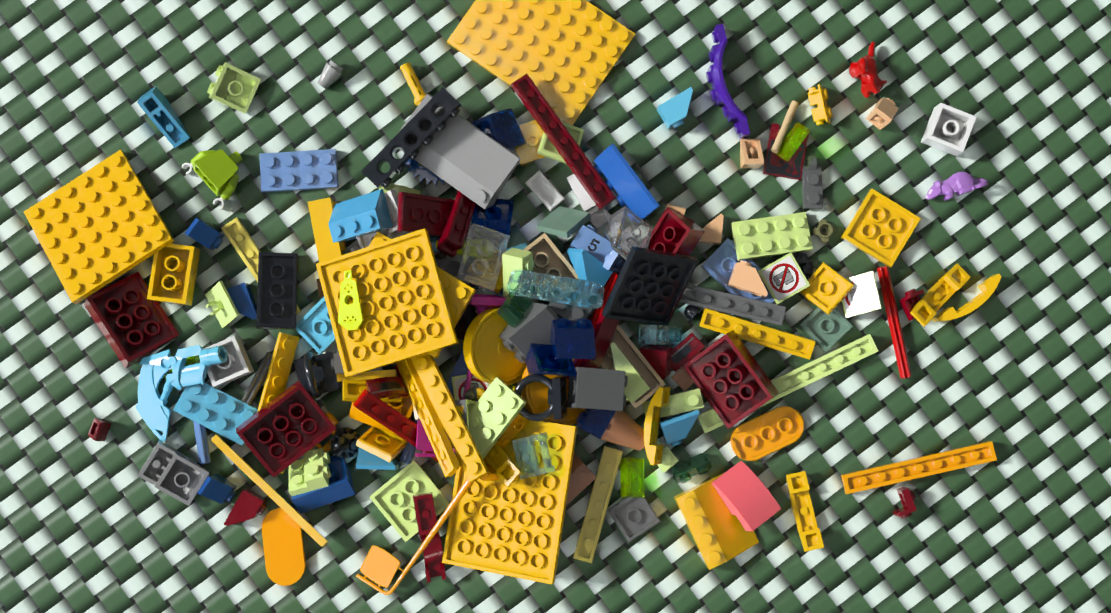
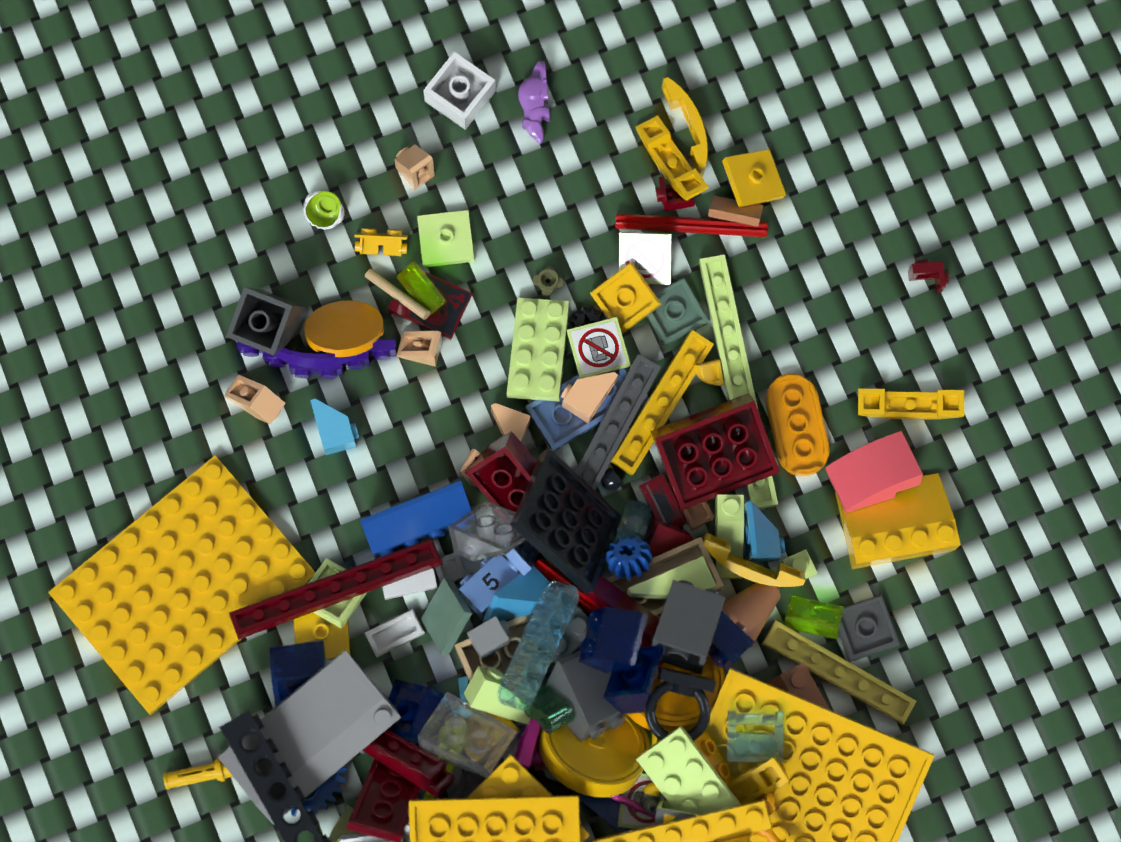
camera: 75 degrees left, 10 degrees down
(554, 254) = (489, 637): none -> light grey brick
(636, 337) = (629, 557): none -> blue gear
(682, 49) = (255, 399): none -> light nougat slope
(698, 466) = (823, 544): clear green hinge -> none
(738, 39) = (266, 320): none -> dark grey slope
(748, 95) = (344, 328): none -> light orange tile
(788, 362) = (710, 372): none -> yellow tile
(812, 185) = (483, 280): dark grey hinge -> none
(832, 57) = (323, 209): none -> lime hair
(835, 150) = (445, 238): none -> yellowish green plate
(866, 70) = (352, 171): red animal -> none
(880, 228) = (564, 209): yellow plate -> none
(913, 351) = (728, 210): none -> nougat tile
(918, 467) = (887, 245): light orange plate -> none
(942, 358) = (753, 178): none -> yellow plate

